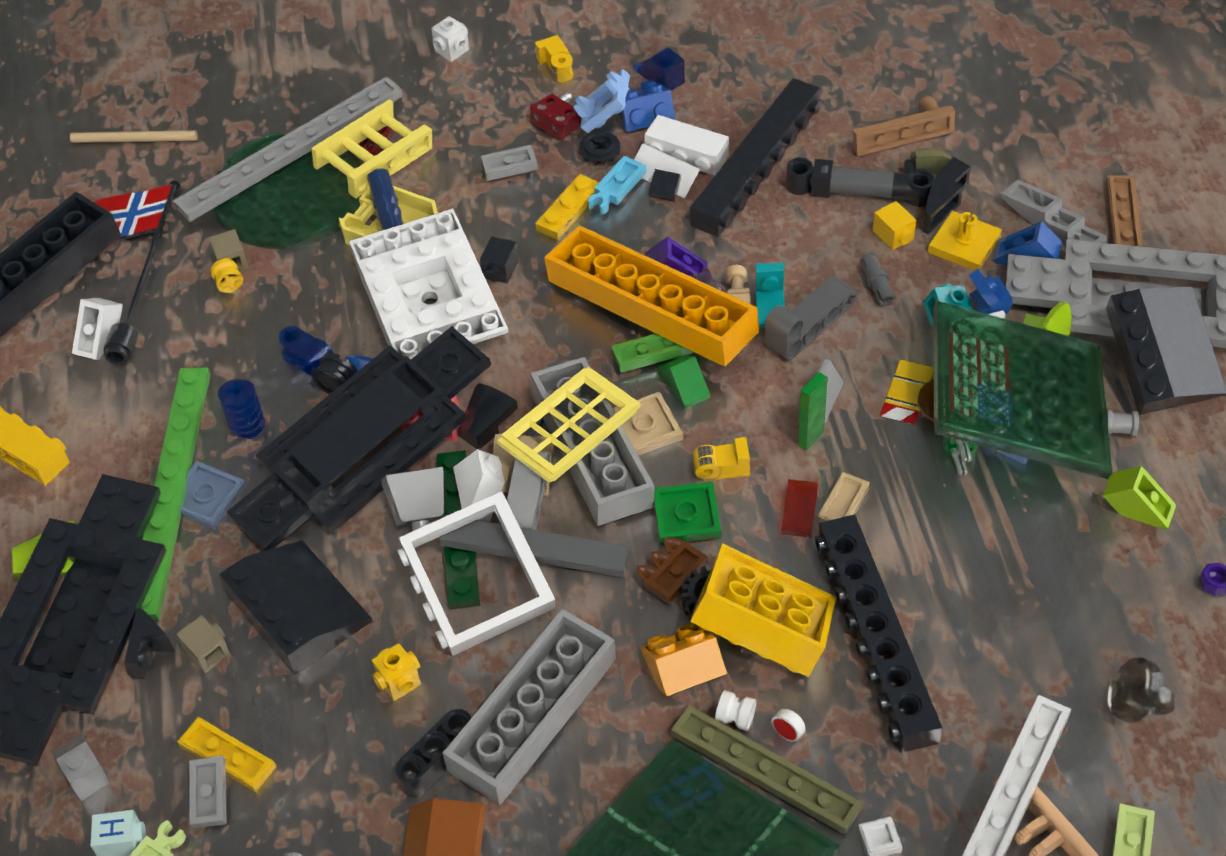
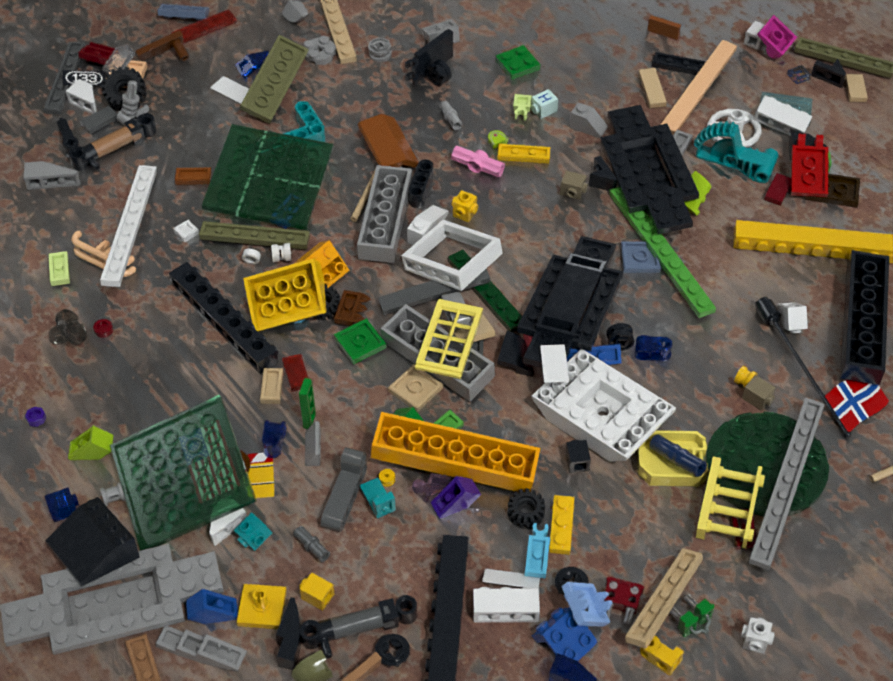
camera: 150 degrees right, 0 degrees up
(207, 792) = (517, 132): light grey plate -> none
(242, 408) = (654, 292): clear blue piece -> none
(248, 803) = (497, 137): none -> lime tile
(294, 603) = (544, 219): black slope -> none
(314, 760) = (478, 161): none -> bright pink piece
(415, 496) = (516, 282): light grey torso -> none
(456, 333) = (554, 363): none -> white sticker
(474, 668) = (424, 223): none -> white slope
(478, 478) = (491, 305): white slope -> none
(508, 73) = (688, 622): none -> green piece
(509, 162) = (627, 540): light grey plate -> none
(515, 90) = (664, 598): none -> tan plate
(535, 782) = (362, 201): none -> tan piece
(603, 219) = (526, 518): none -> black tyre
(664, 185) = (502, 565): black tile -> none
(722, 460) = (354, 378): yellow leg -> none
(736, 276) = (400, 491): tan leg -> none
(844, 148) = (397, 642): none -> black gear
(871, 421) = (273, 438): none -> clear blue piece
(990, 294) = (225, 540): blue brick -> none
(1057, 320) = (179, 542): lime tile -> none
(1078, 697) = (103, 328): none -> dark red tile
(1197, 432) = (61, 504): none -> clear blue brick

